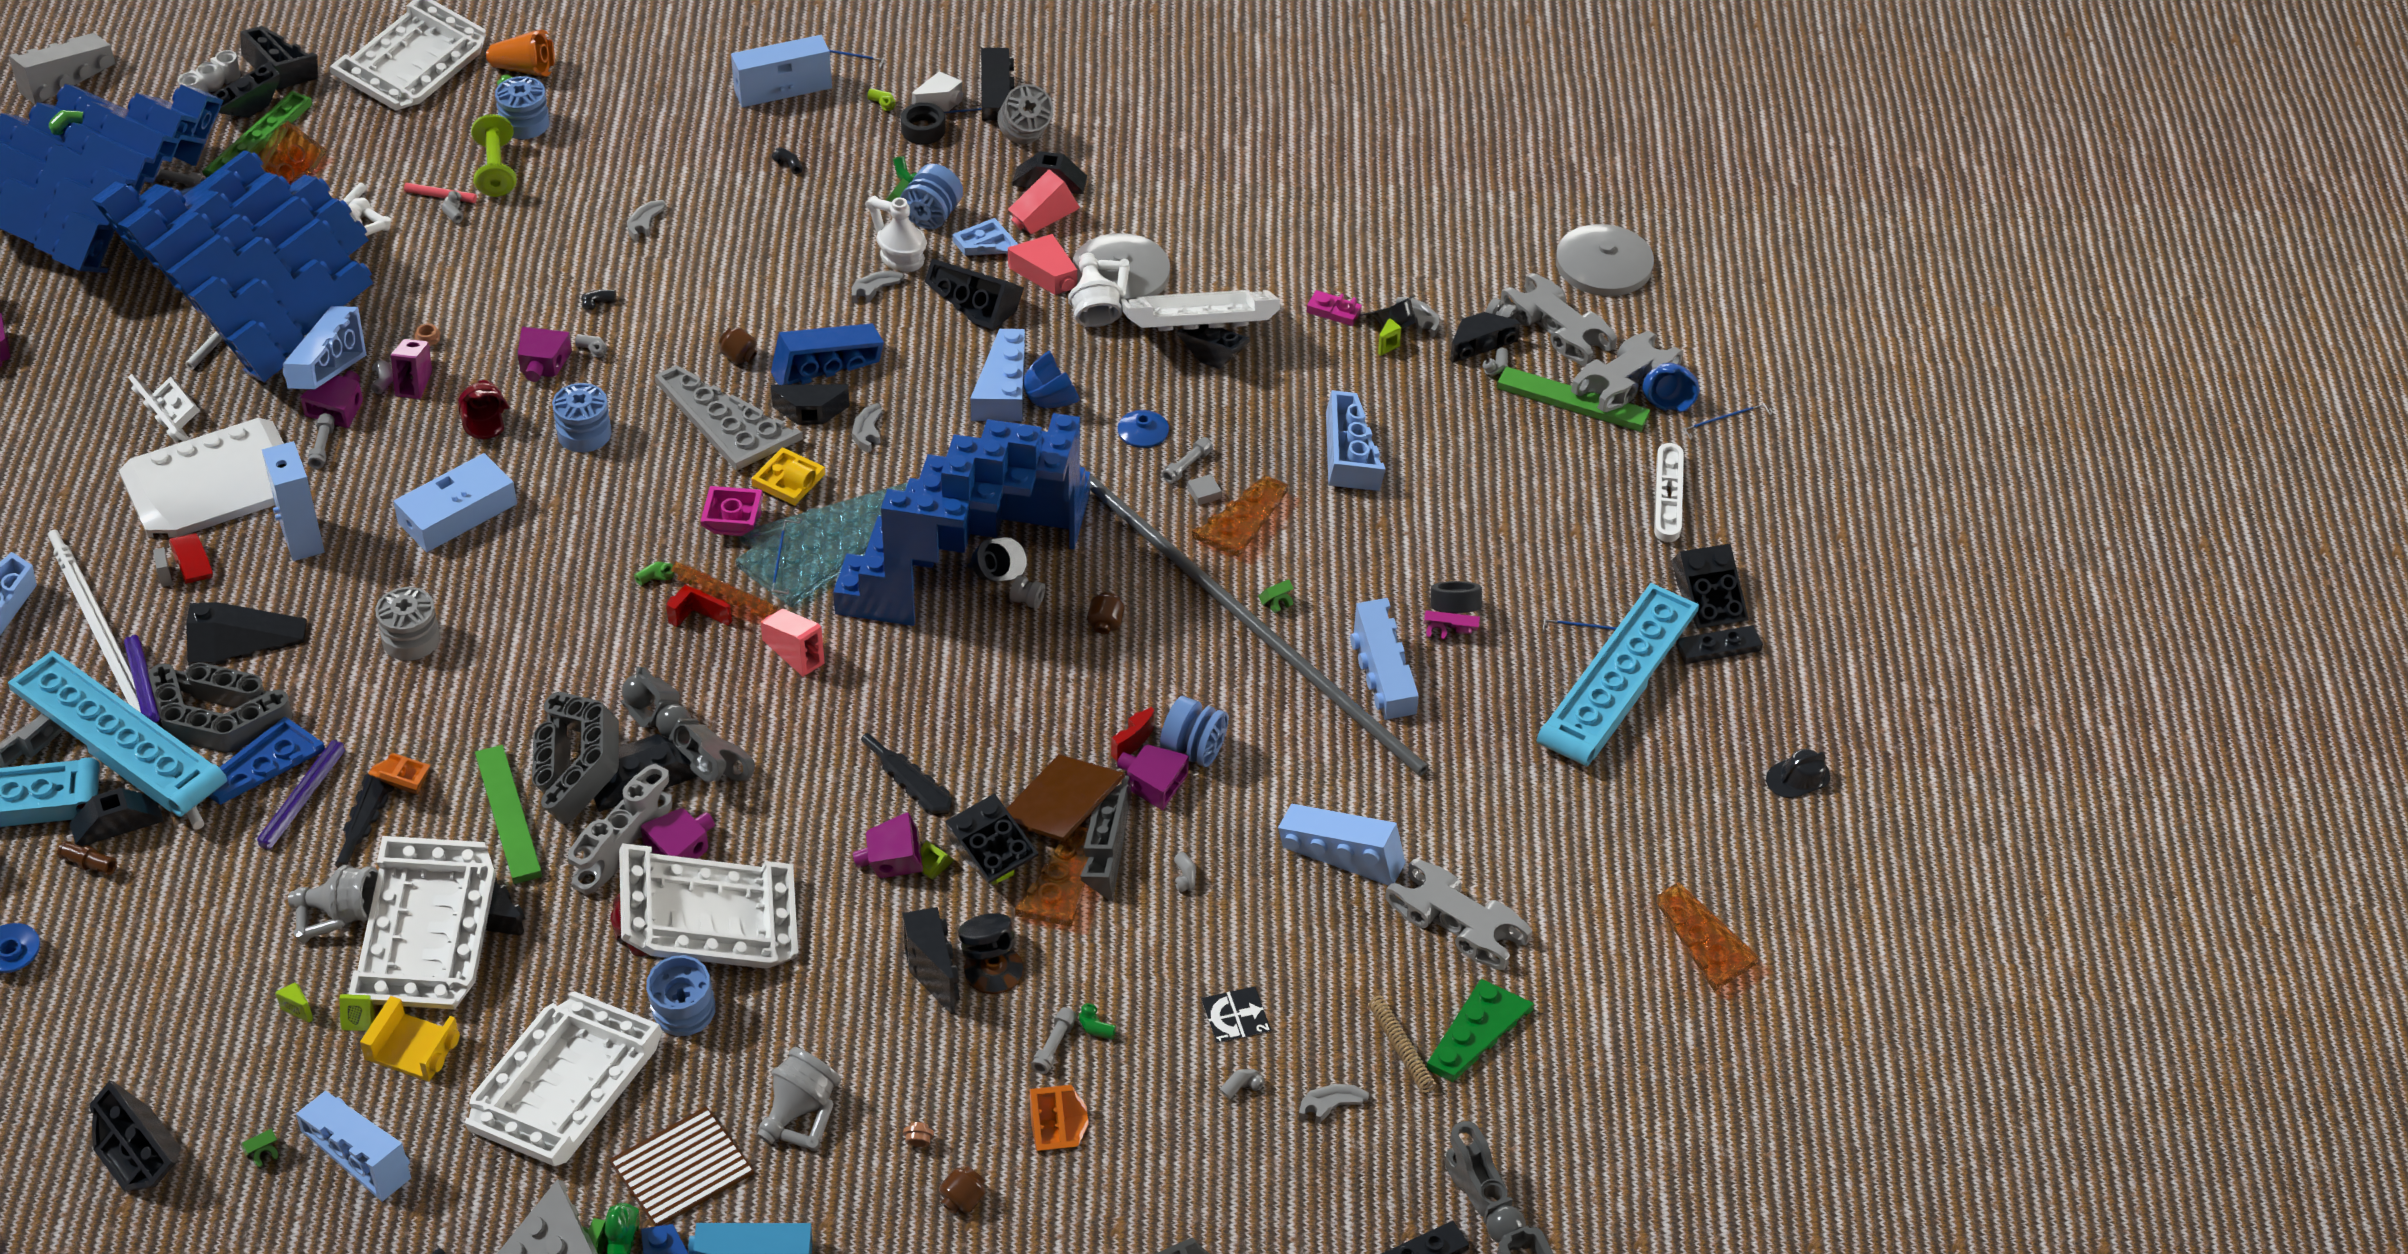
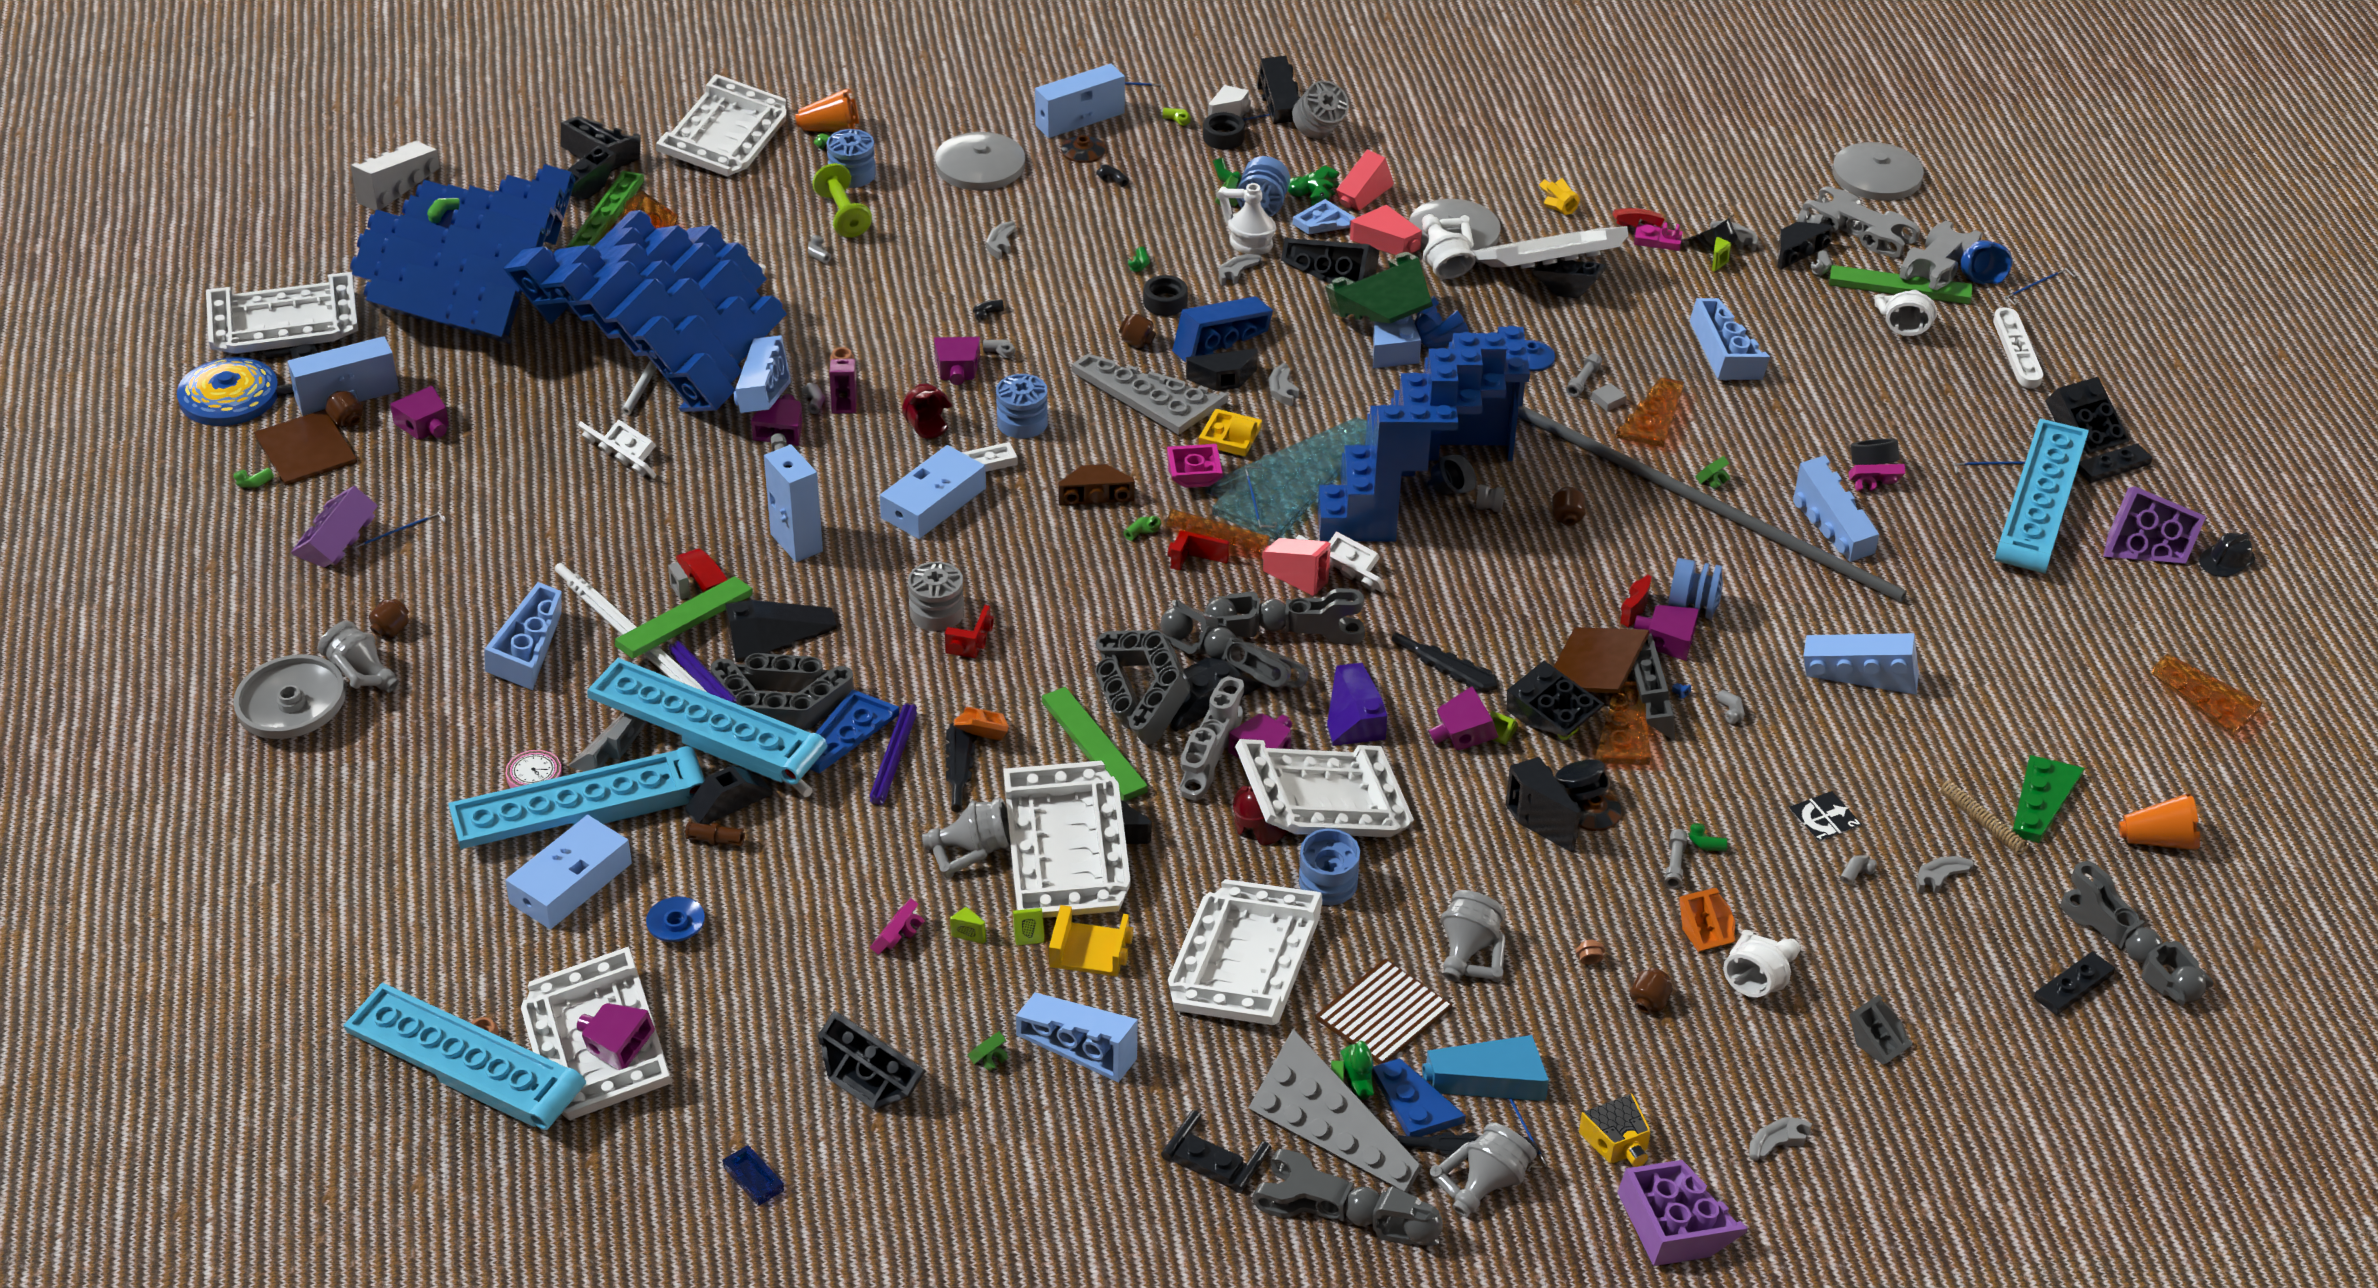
camera: 10 degrees left, 5 degrees down
(149, 609) = (682, 617): none -> bright green tile
(202, 479) = (687, 503): white slope -> none
(213, 74) = (550, 154): white piece -> none
(214, 999) = (901, 921): none -> dark pink plate
(428, 681) = (967, 642): none -> red bracket
(437, 192) = (795, 239): coral bar -> none
(531, 471) = (995, 456): none -> white plate
(622, 518) = (1096, 485): none -> reddish brown slope
(659, 125) = (980, 161): none -> light grey dish
(769, 700) = (1299, 615): none -> dark grey piece
(772, 125) = (1083, 149): none -> dish
(773, 267) = (1140, 261): none -> green arm
(784, 295) = (1161, 305): none -> black tyre
(790, 814) = (1355, 707): none -> dark purple wedge
(853, 639) = (1354, 561): none -> white bracket
(995, 197) = (1318, 183): none -> green animal
(1002, 342) = (1385, 295): none -> dark green wedge
(1036, 166) = (1351, 150): black slope -> none
(1086, 1183) = (1760, 964): none -> white piece
(1141, 844) = (1681, 690): none -> blue piece
(1249, 249) = (1560, 196): none -> yellow rock
(1310, 279) = (1632, 216): none -> red slope
(1473, 924) = (2009, 714): light grey piece -> none
(1561, 435) = (1907, 312): none -> white piece
(1587, 1085) = (2164, 824): none -> orange cone
(1723, 733) = (2152, 529): none -> medium lavender wedge

